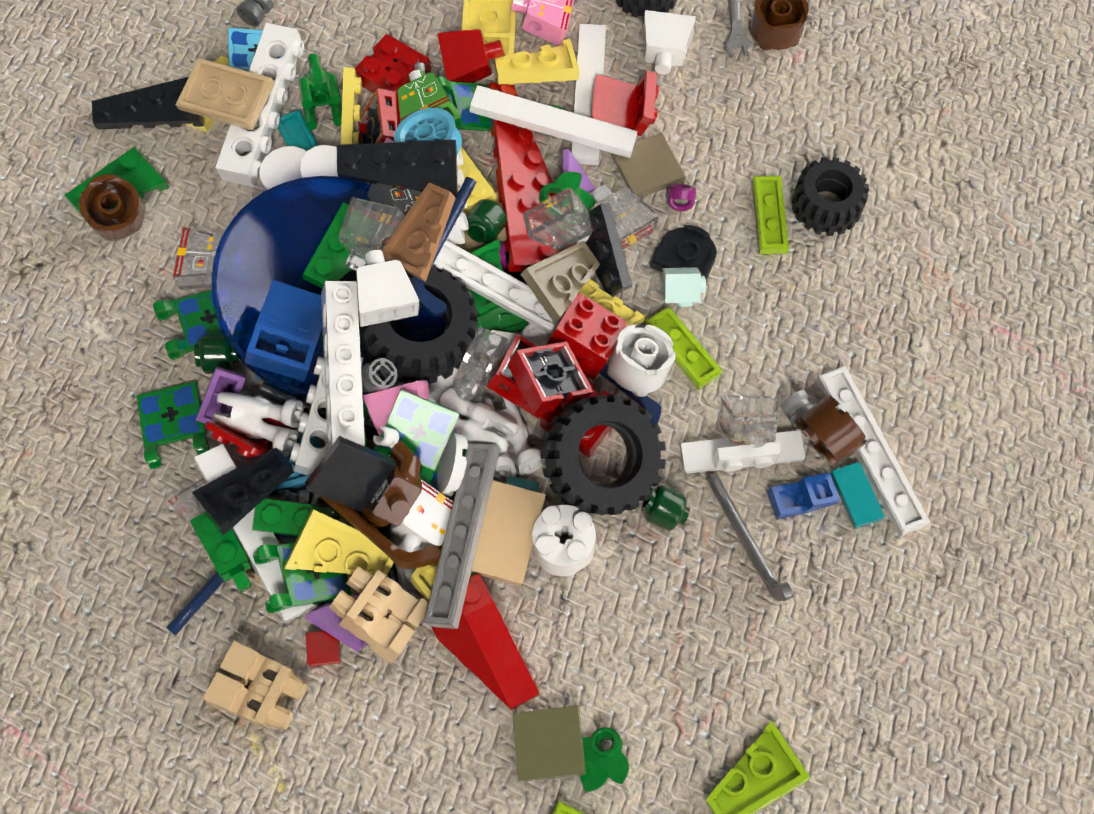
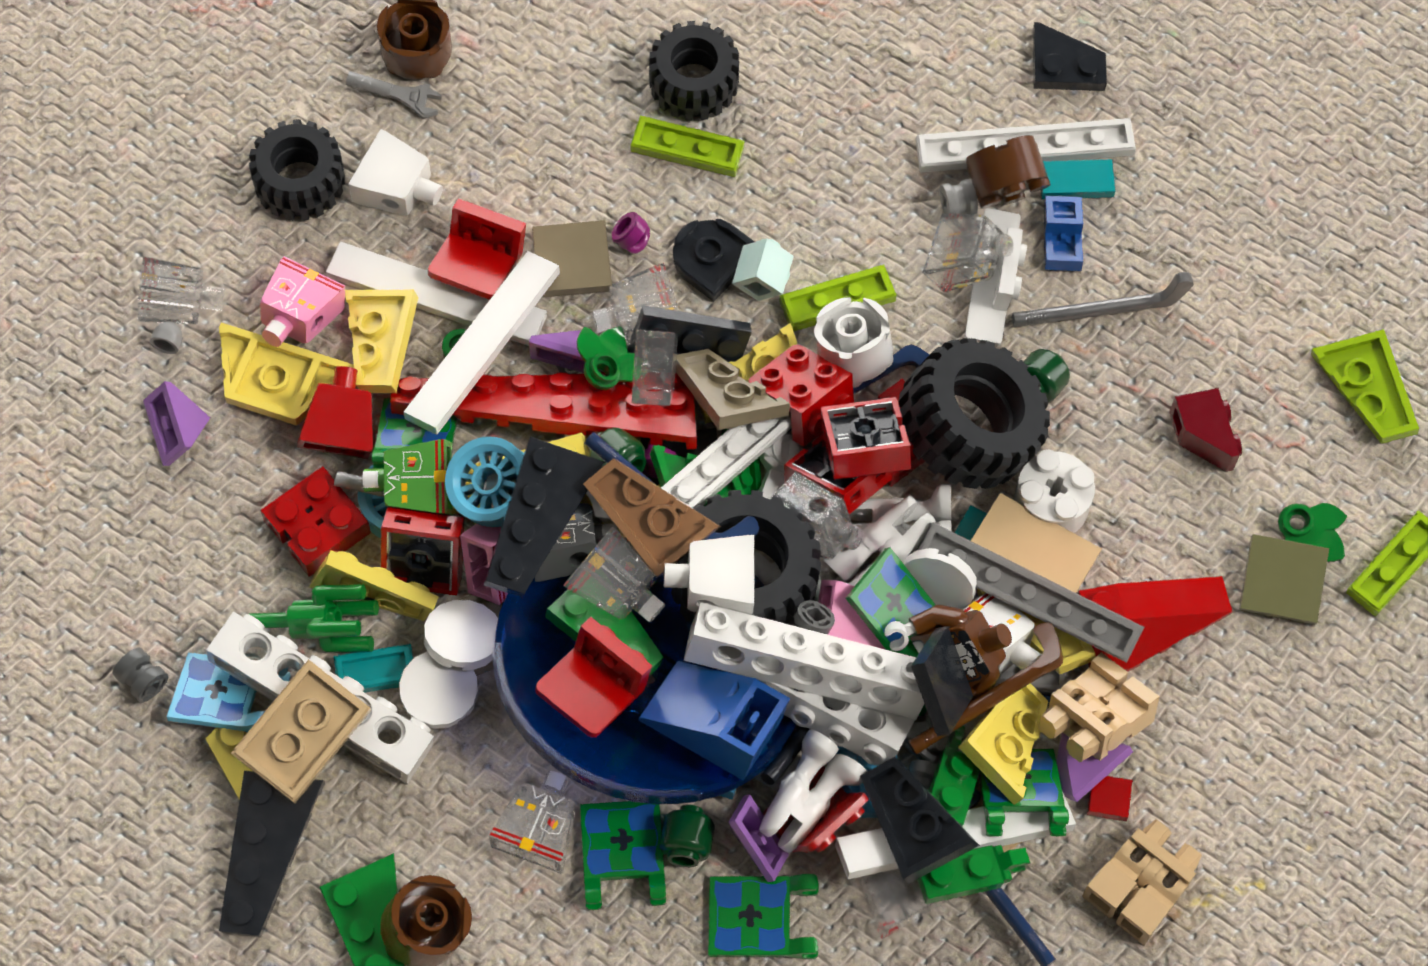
camera: 75 degrees left, 0 degrees up
(289, 241) = (595, 679): none -> bracket
(667, 643) = (1205, 429): none -> dark red slope
(961, 461) = (1066, 62): none -> black wing

